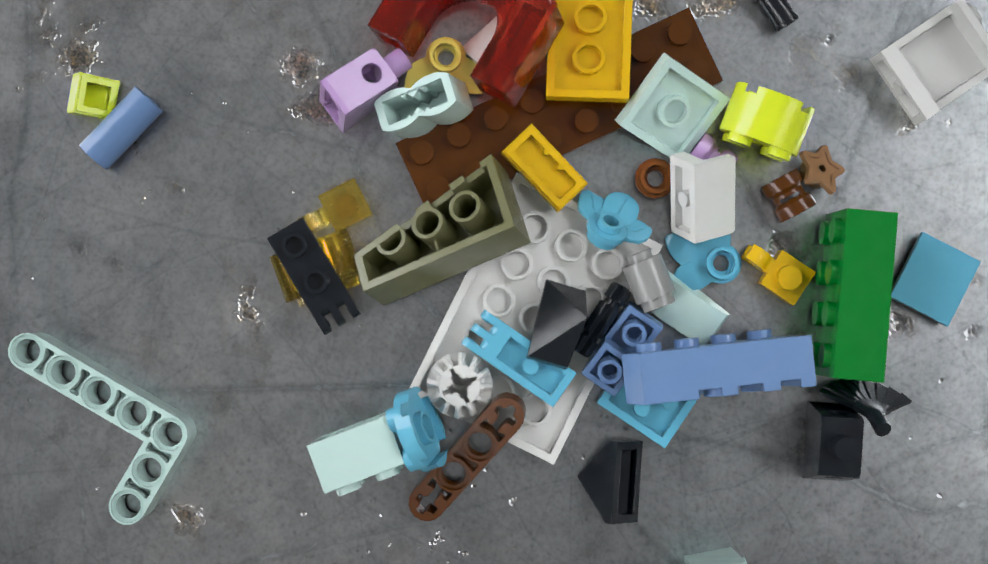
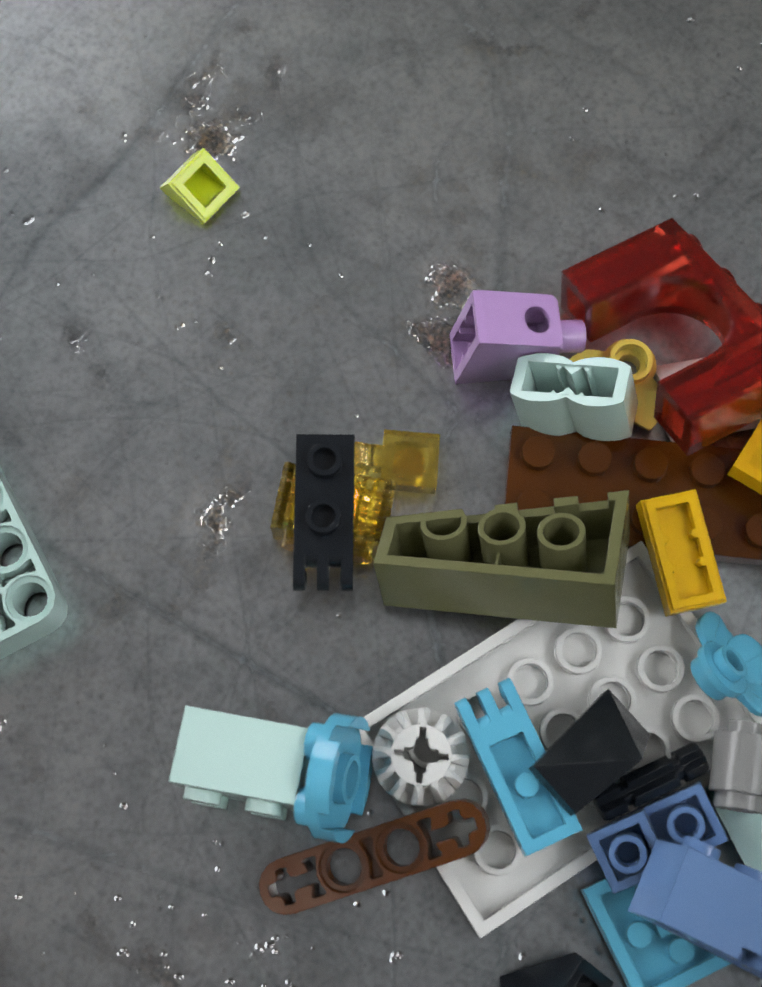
camera: 30 degrees right, 15 degrees down
(121, 128) = (208, 232): medium blue piece -> none

